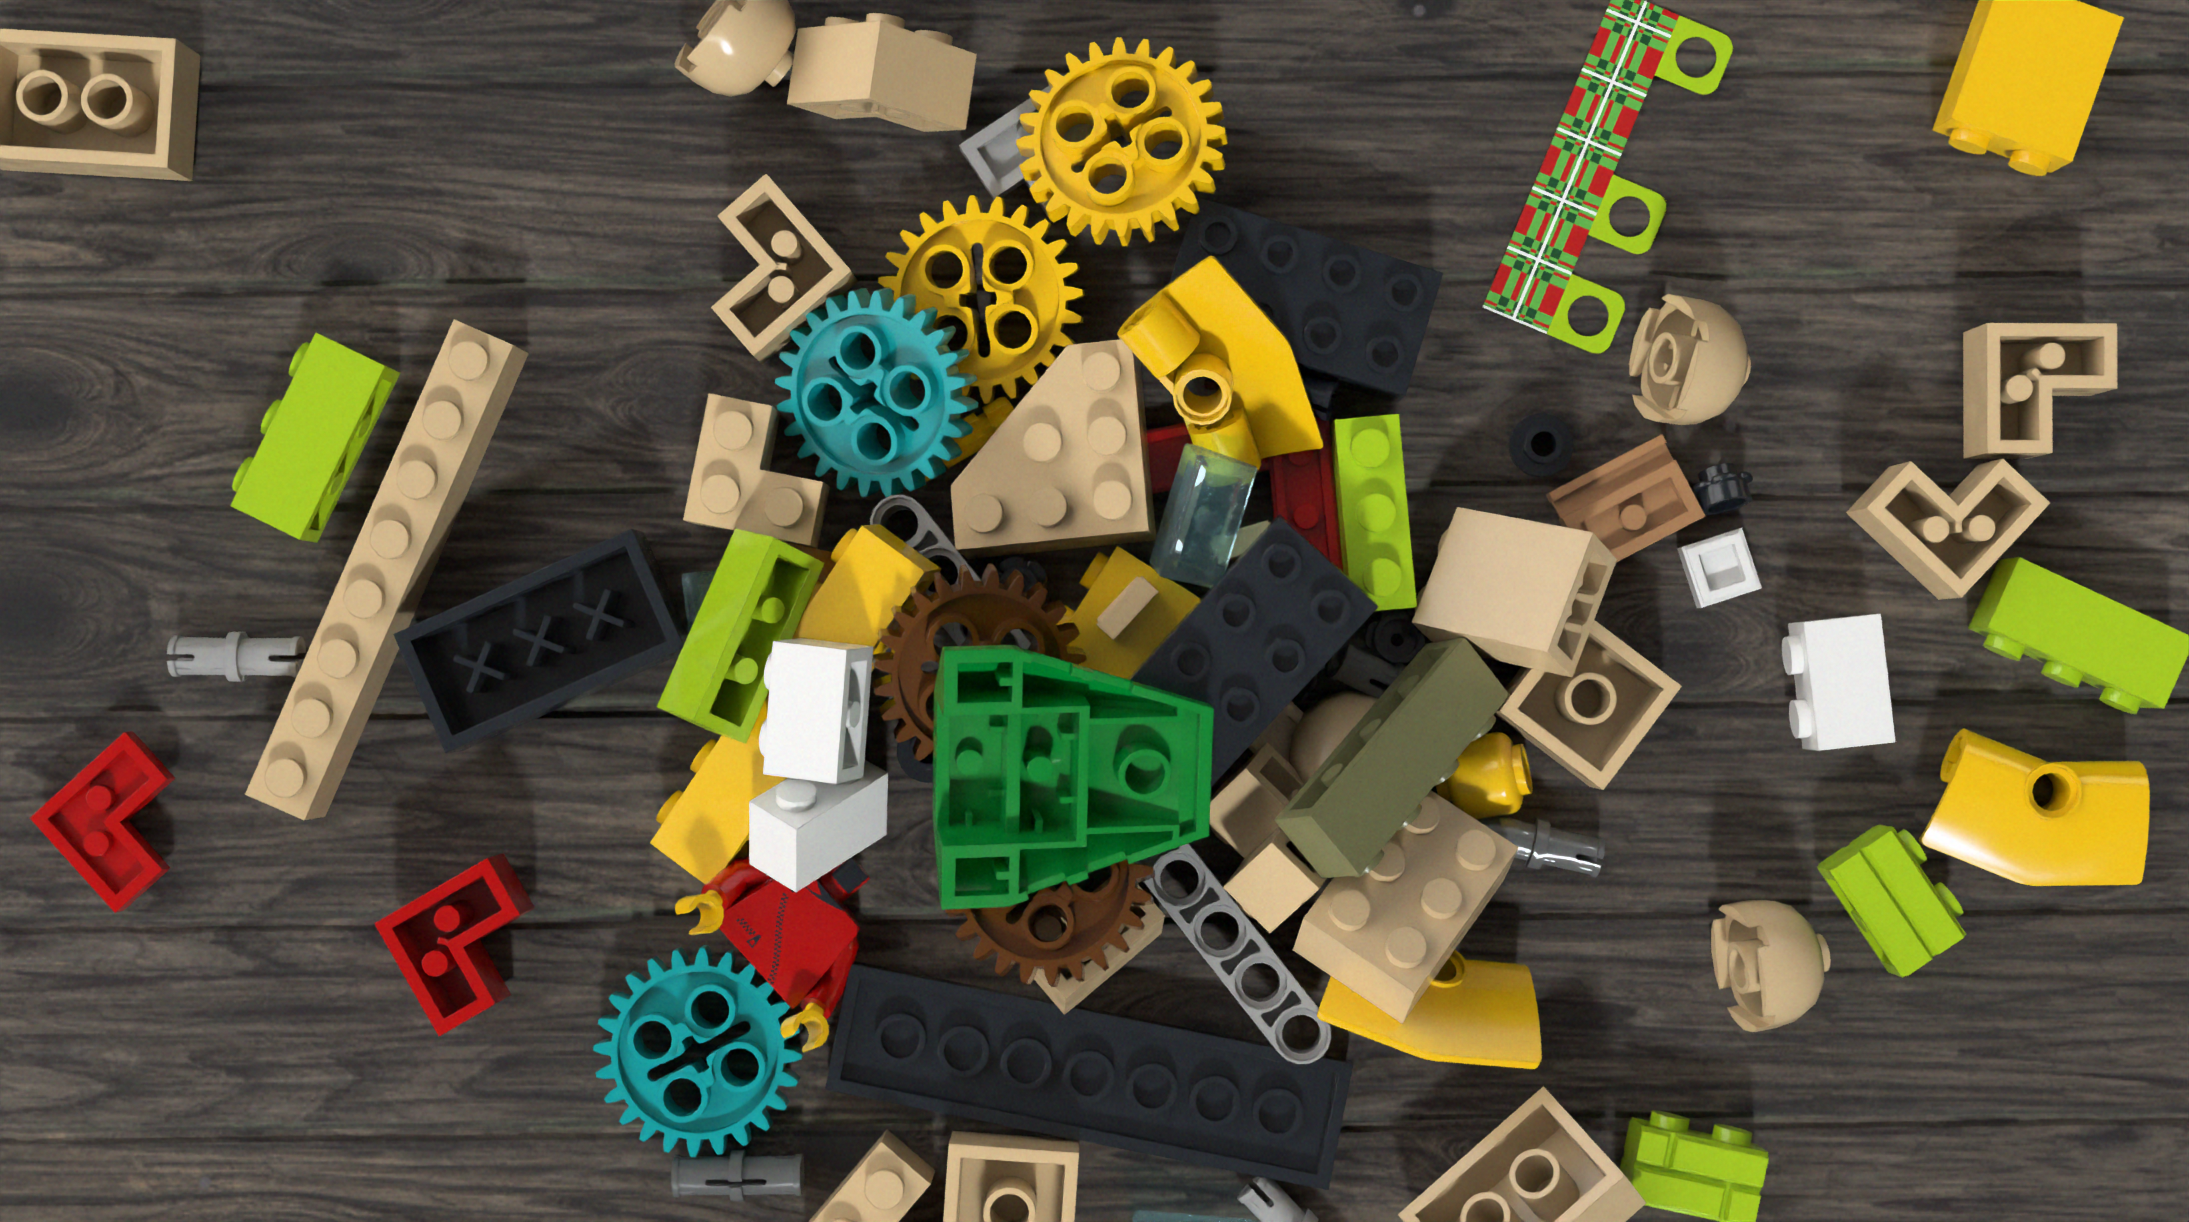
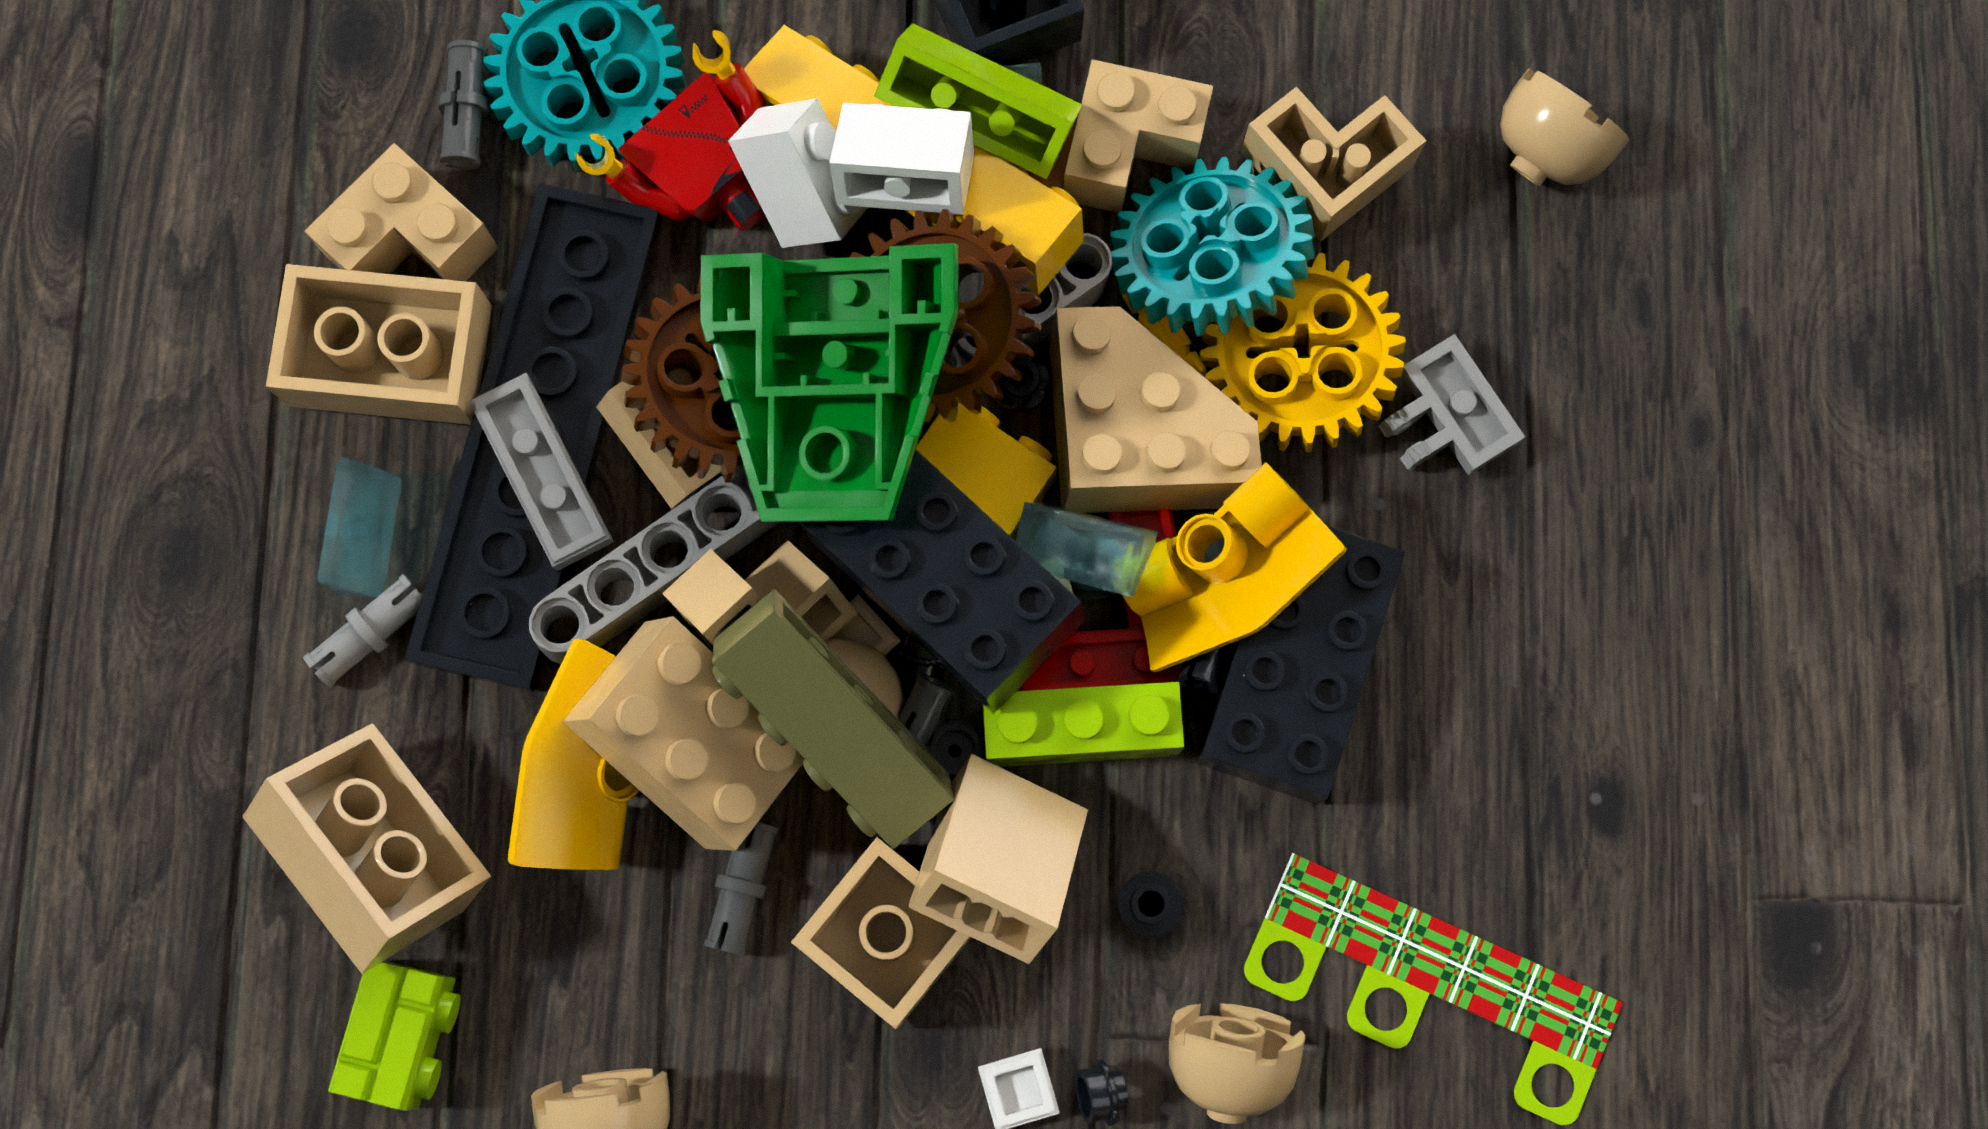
camera: 90 degrees right, 10 degrees down
(882, 73) = (1525, 260): tan brick -> none
(1126, 607) = (994, 465): tan tile -> none
(1134, 1065) = (541, 472): none -> light grey tile
(1152, 185) = (1415, 503): yellow gear -> none
(1489, 777) = (811, 832): yellow head -> none
(1629, 499) = (1088, 991): medium nougat plate -> none

